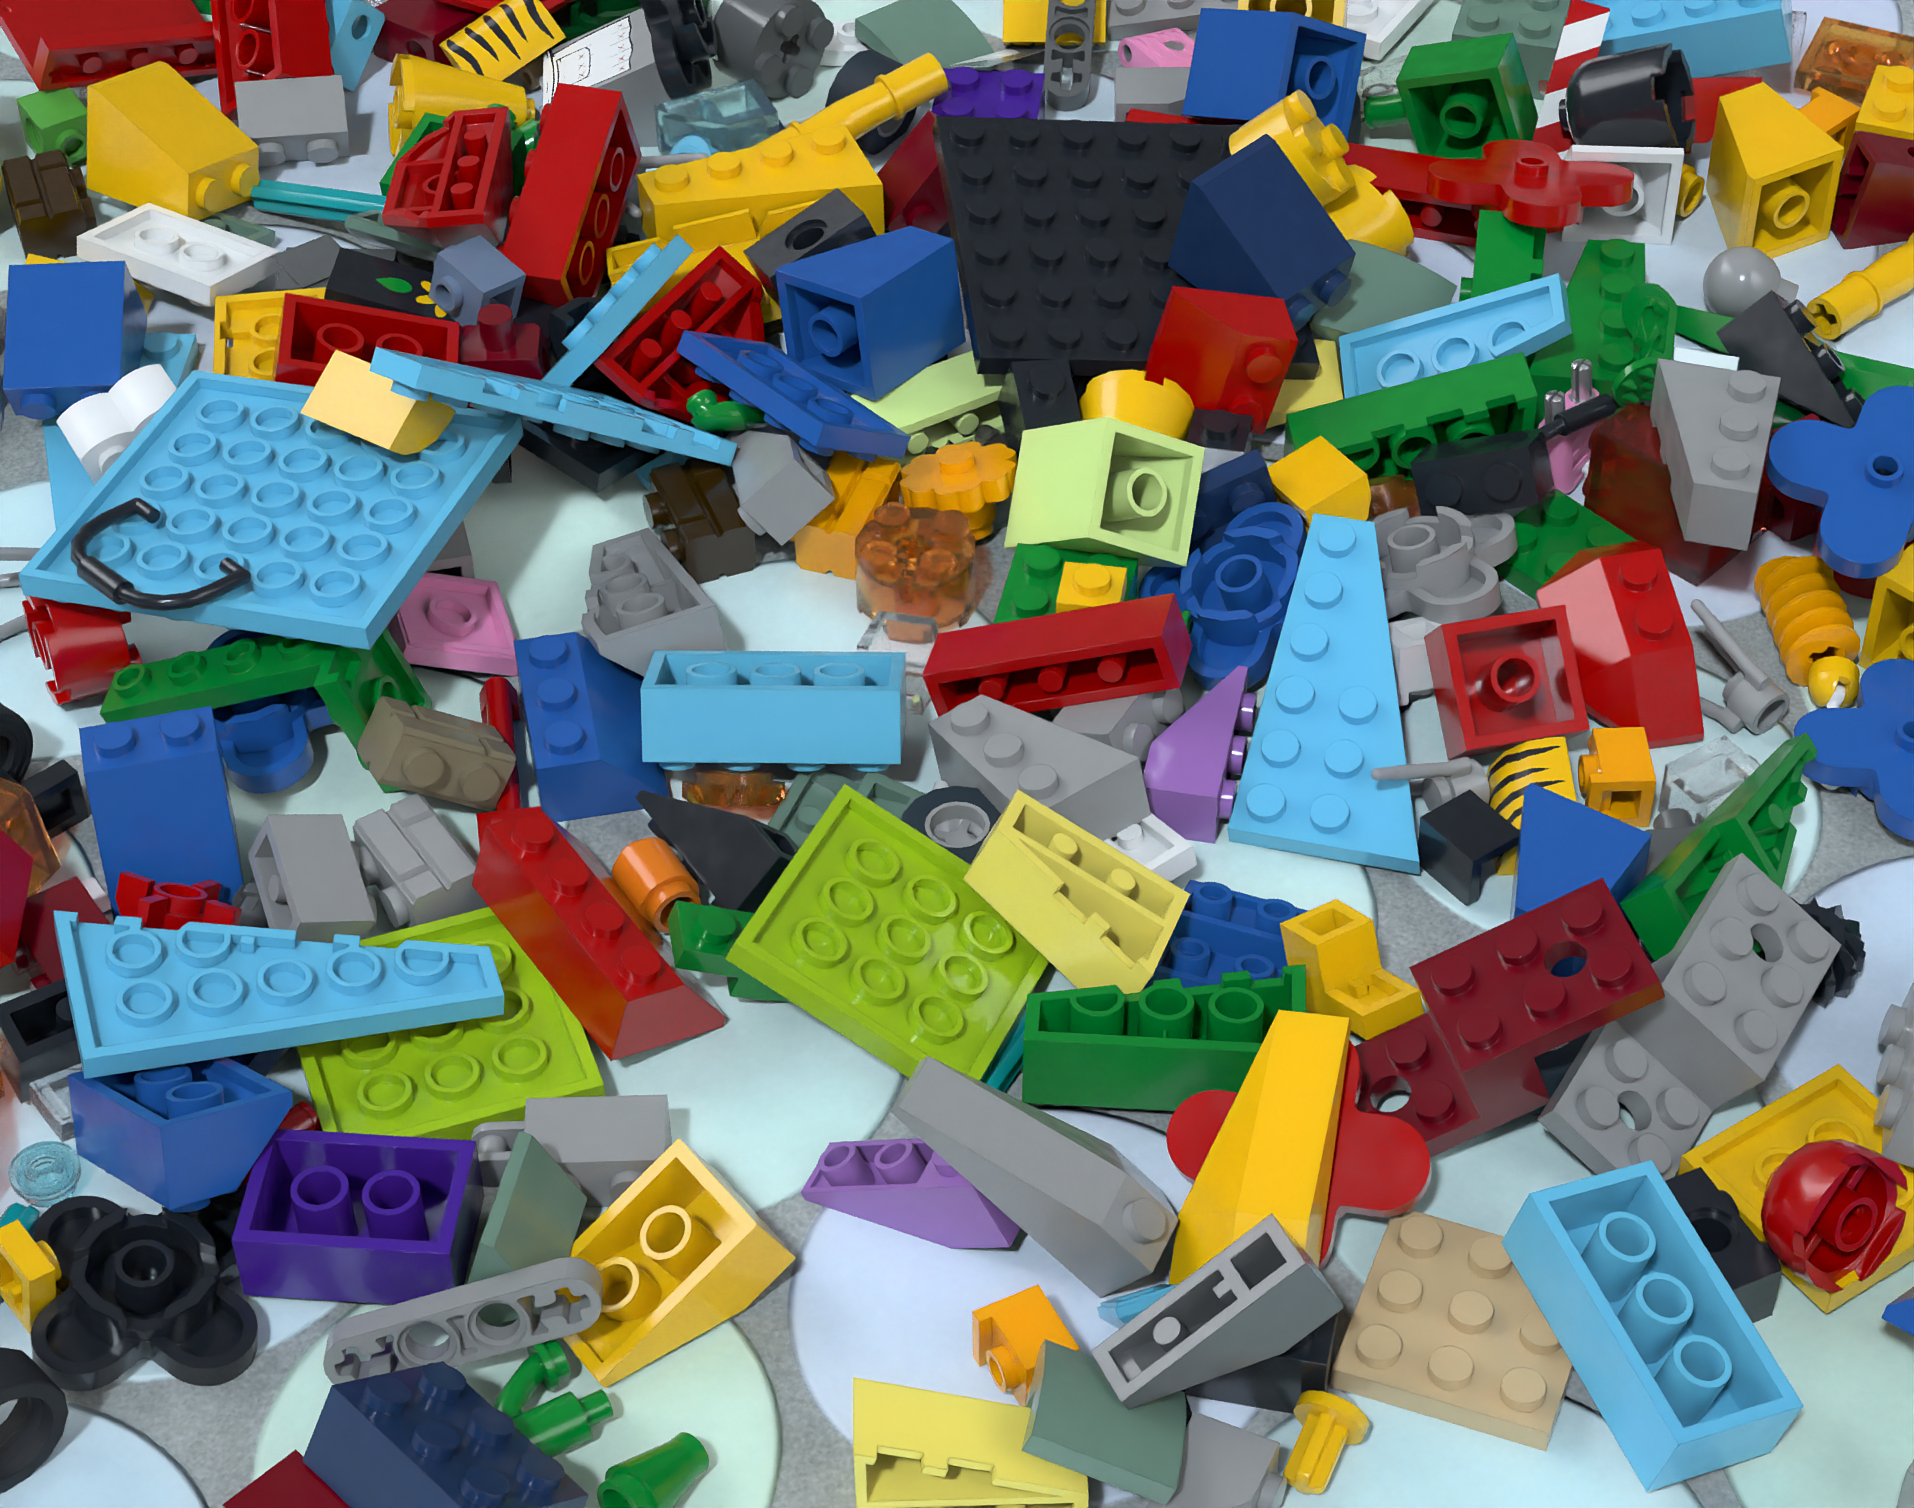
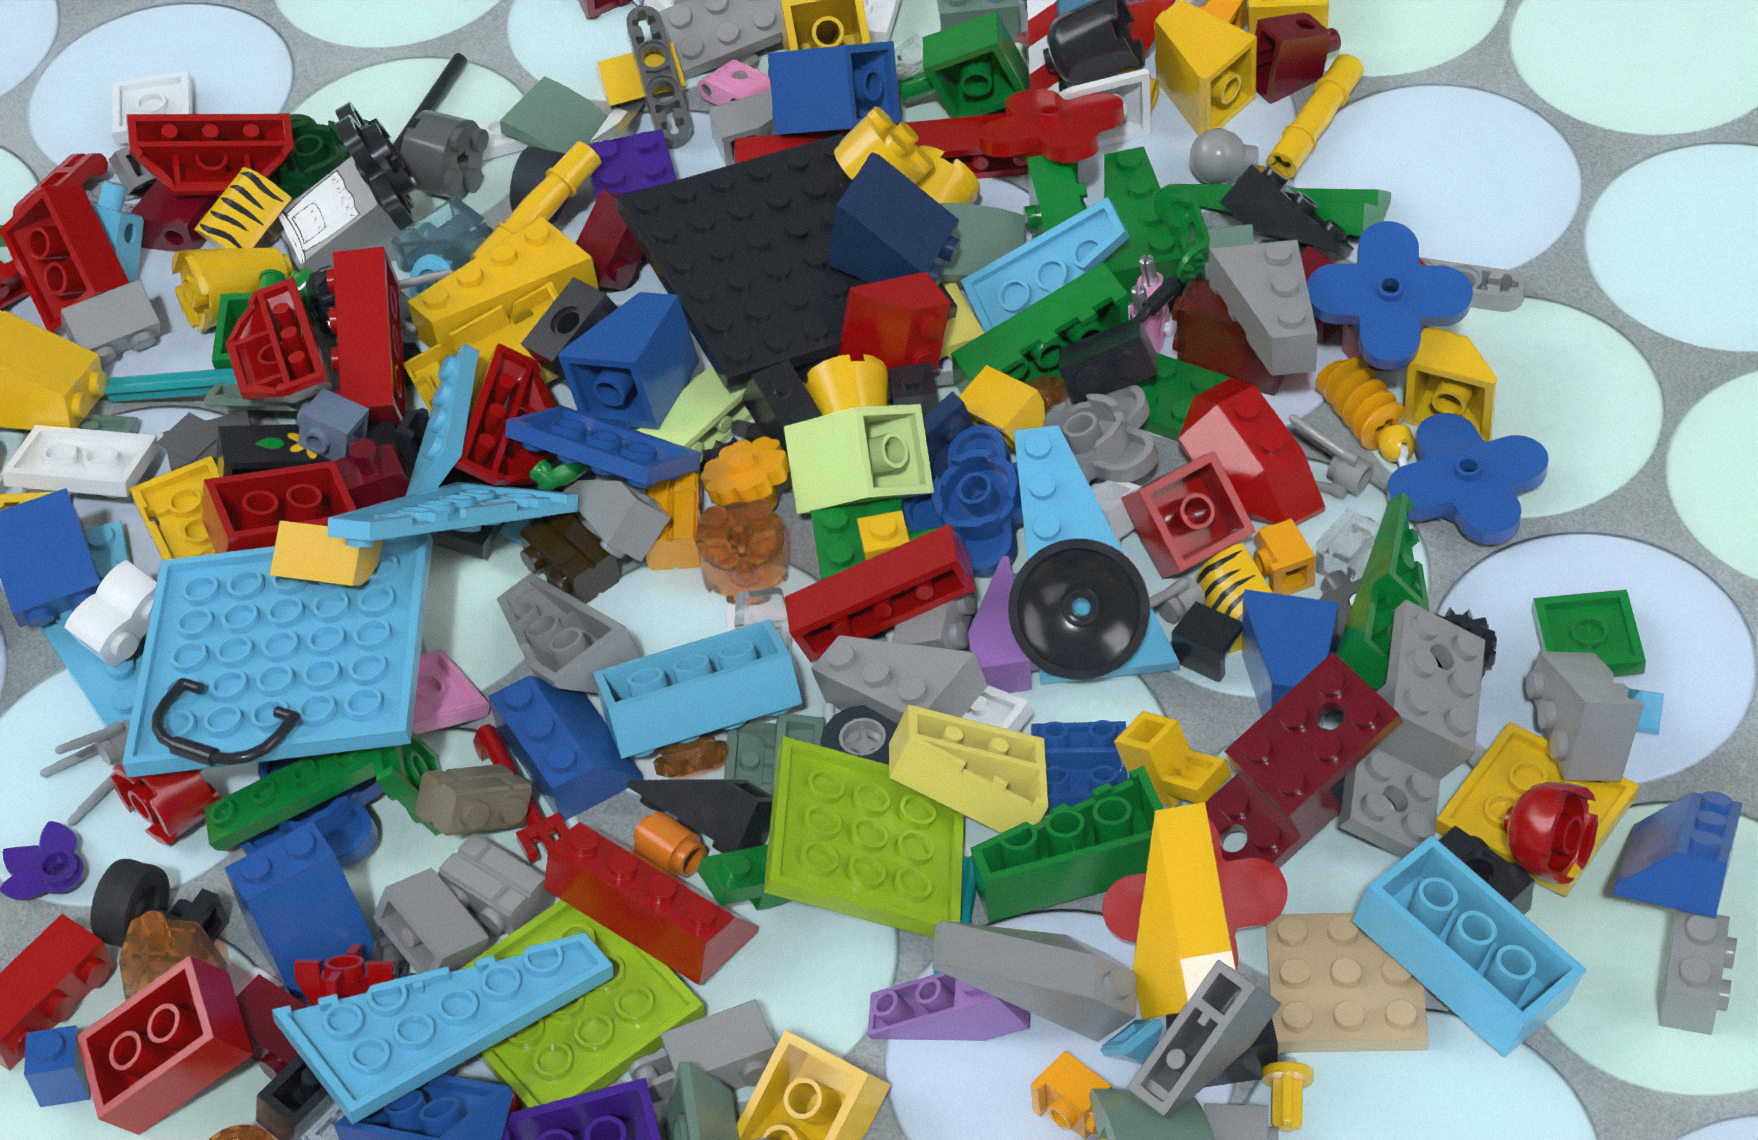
camera: 15 degrees left, 5 degrees up
(1260, 739) = (1052, 630): none -> black dish

